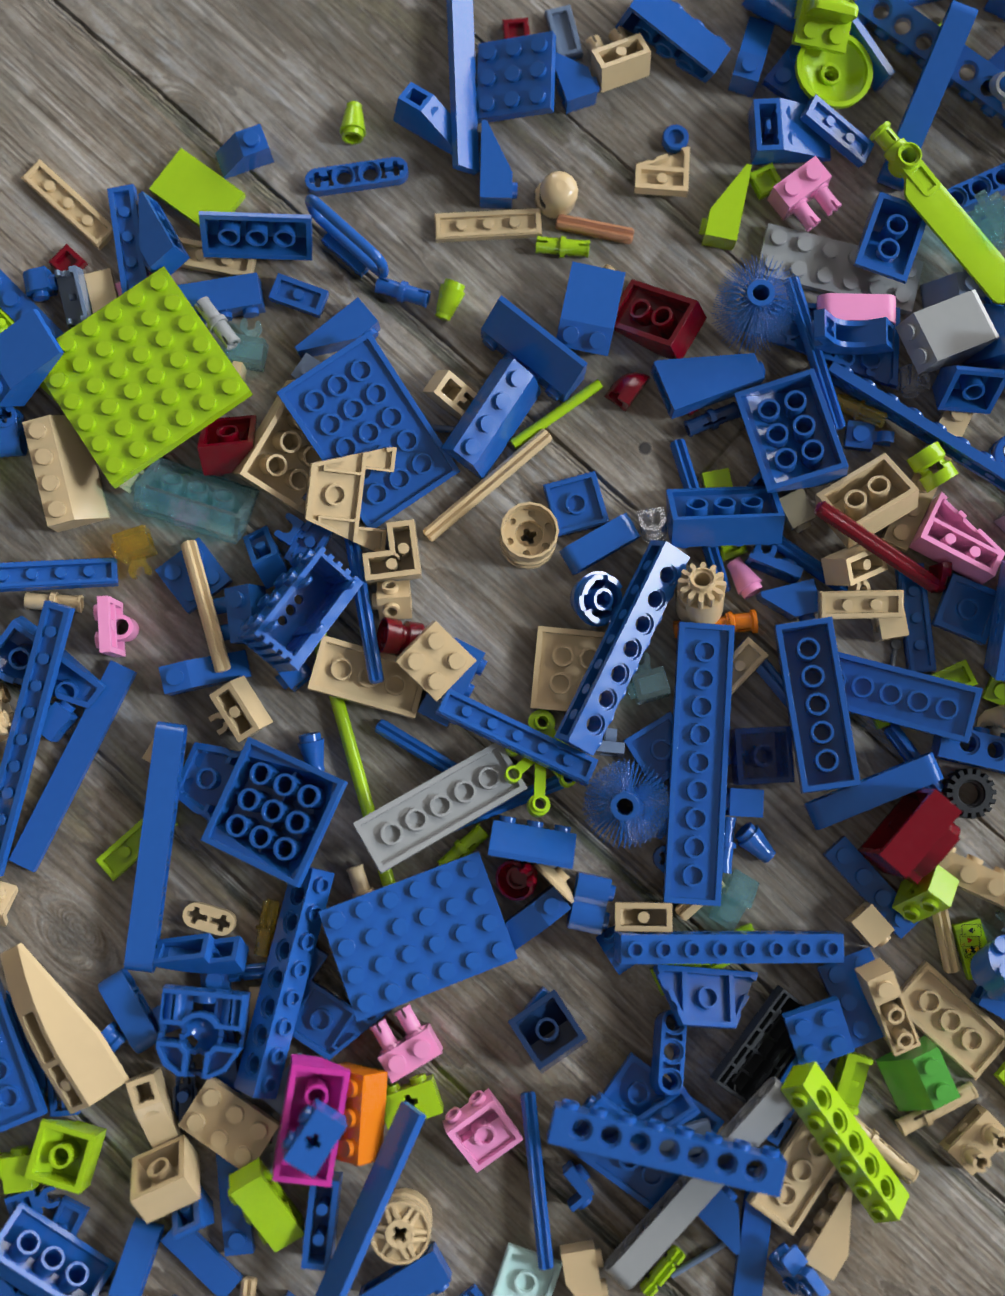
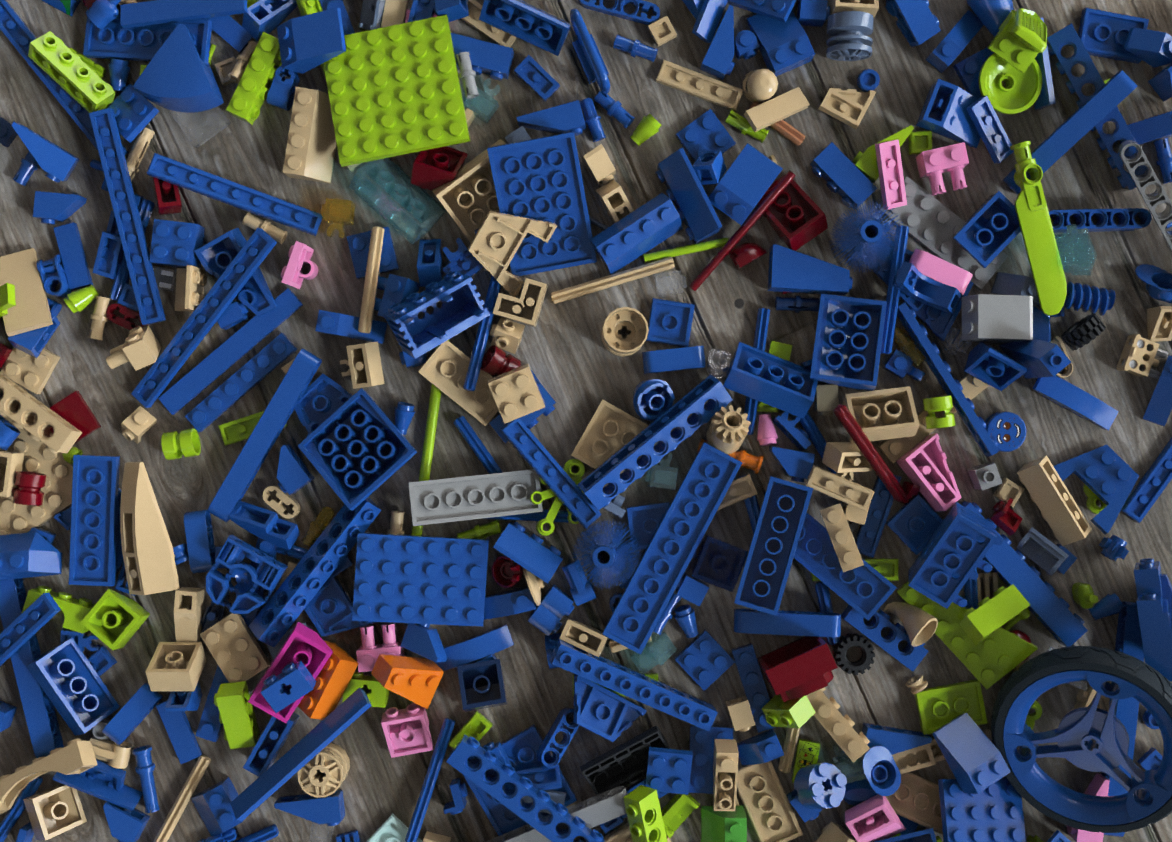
camera: 30 degrees right, 5 degrees up
(55, 905) = (176, 445): none -> lime wheel
(100, 797) = (241, 382): none -> blue plate
(206, 875) = (292, 471): none -> blue slope
(383, 314) = (592, 119): none -> blue axle
(396, 214) = (635, 48): none -> blue pin
(414, 360) = (599, 165): none -> tan slope
(418, 183) = (662, 31): none -> tan plate
(454, 1009) = (424, 641): none -> blue slope
(455, 1060) = (408, 677): none -> orange wedge
(514, 995) = (477, 647): none -> blue slope
(520, 157) = (746, 45): none -> blue plate
(522, 280) = (705, 135): none -> blue plate
(542, 306) = (710, 167): none -> blue brick
(555, 459) = (669, 283): none -> clear brick
(559, 139) = (781, 43): none -> blue slope
(563, 1085) = (475, 727): none -> lime plate
(587, 212) = (776, 109): none -> tan tile
(611, 363) = (742, 230): none -> dark red piece
(611, 858) = (580, 590): none -> blue piece
(632, 96) = (849, 36): none -> sand blue wheel
(696, 254) = (842, 176): none -> blue brick
(750, 225) = (891, 174): none -> bright pink plate
(797, 880) = (704, 660): none -> blue plate
(890, 661) = (841, 537): none -> tan plate
(914, 955) = (760, 748): none -> blue slope

